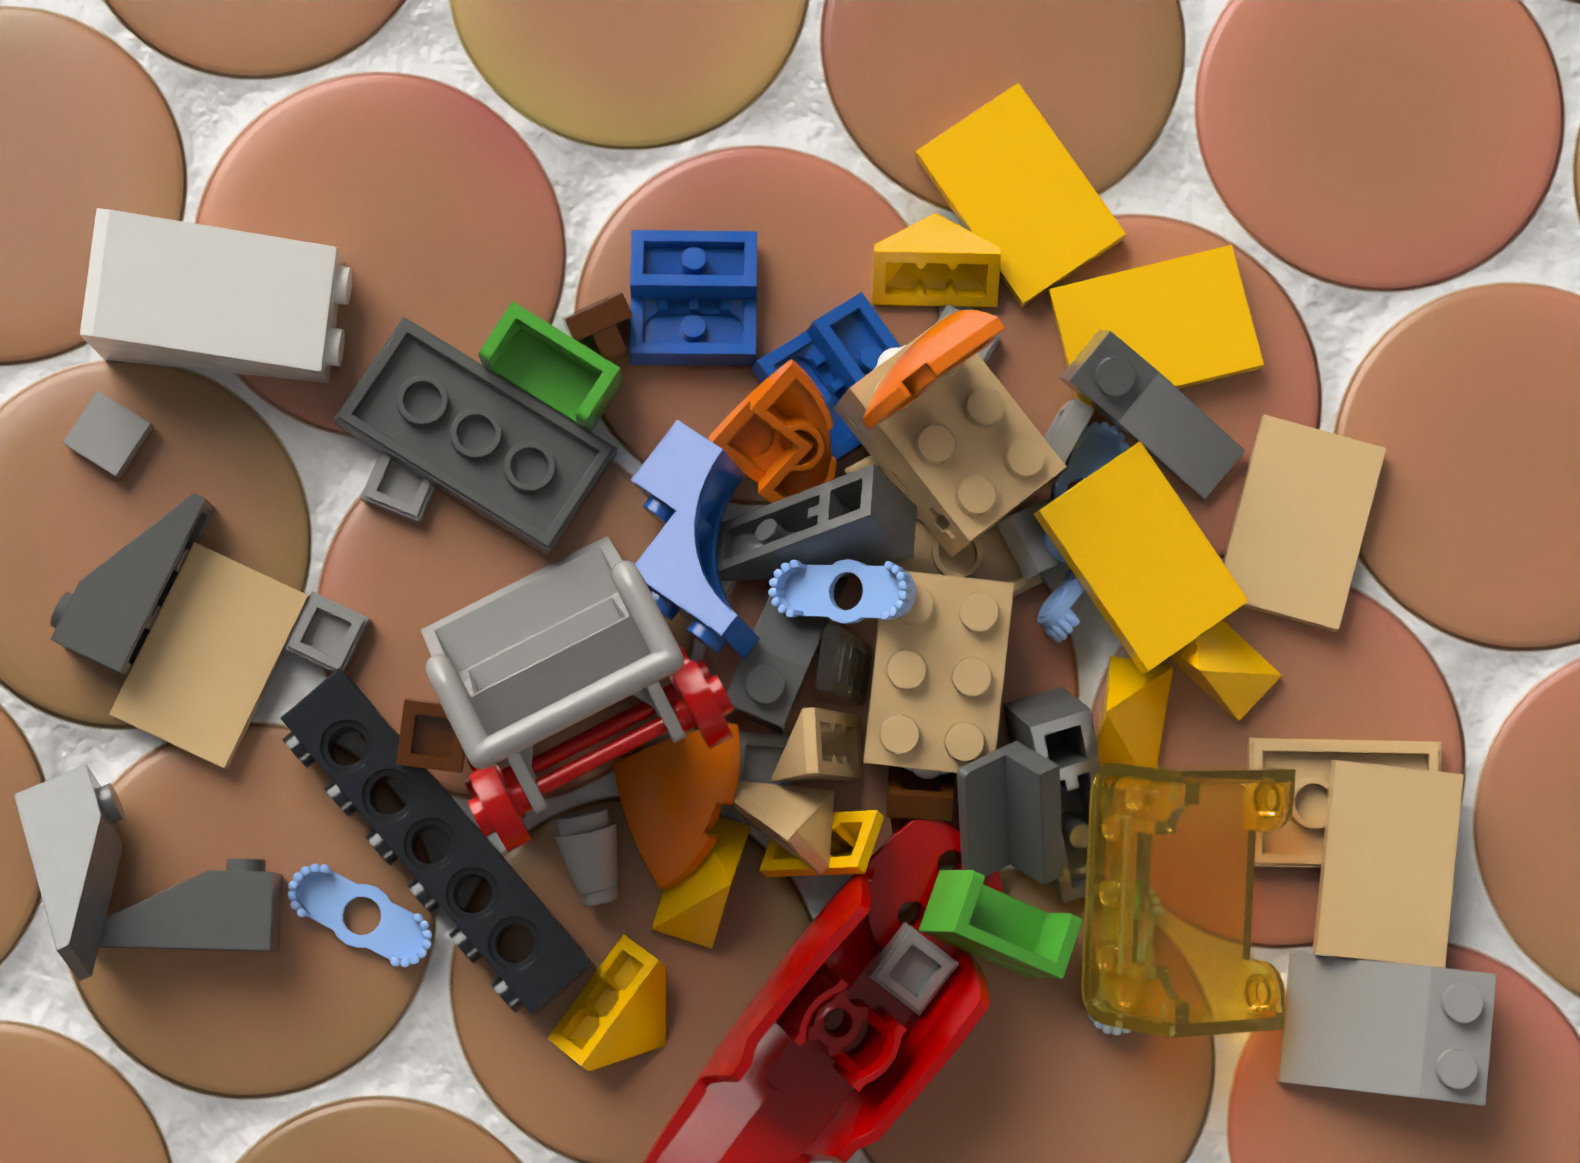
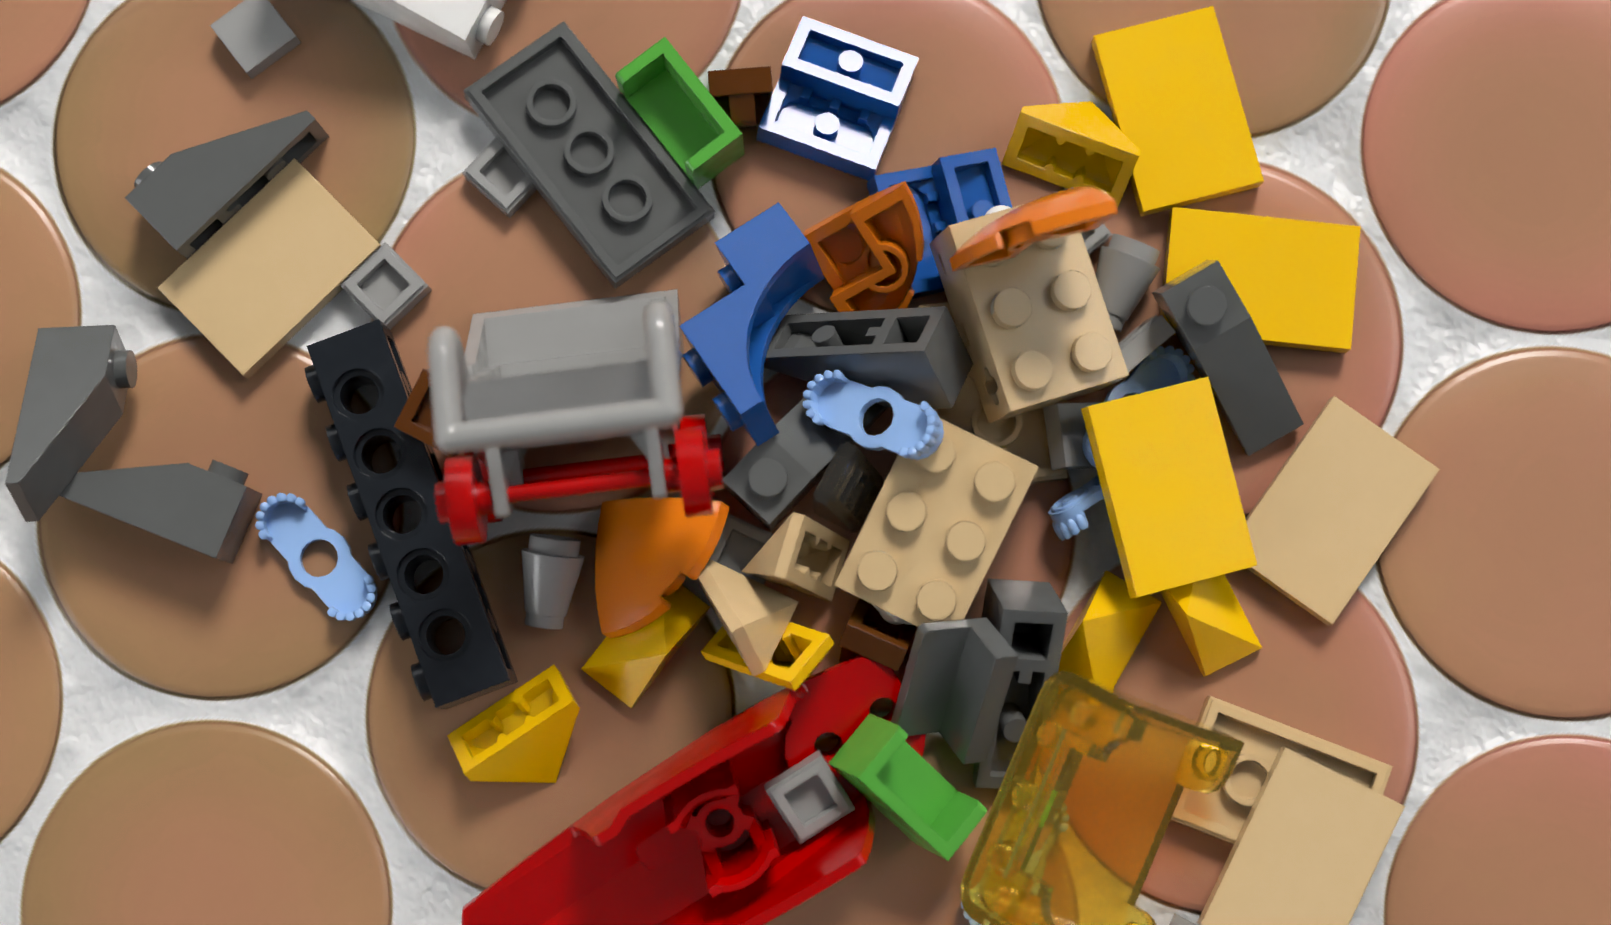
camera: 25 degrees right, 0 degrees up
(1027, 372) = (1124, 275): none -> light grey cone

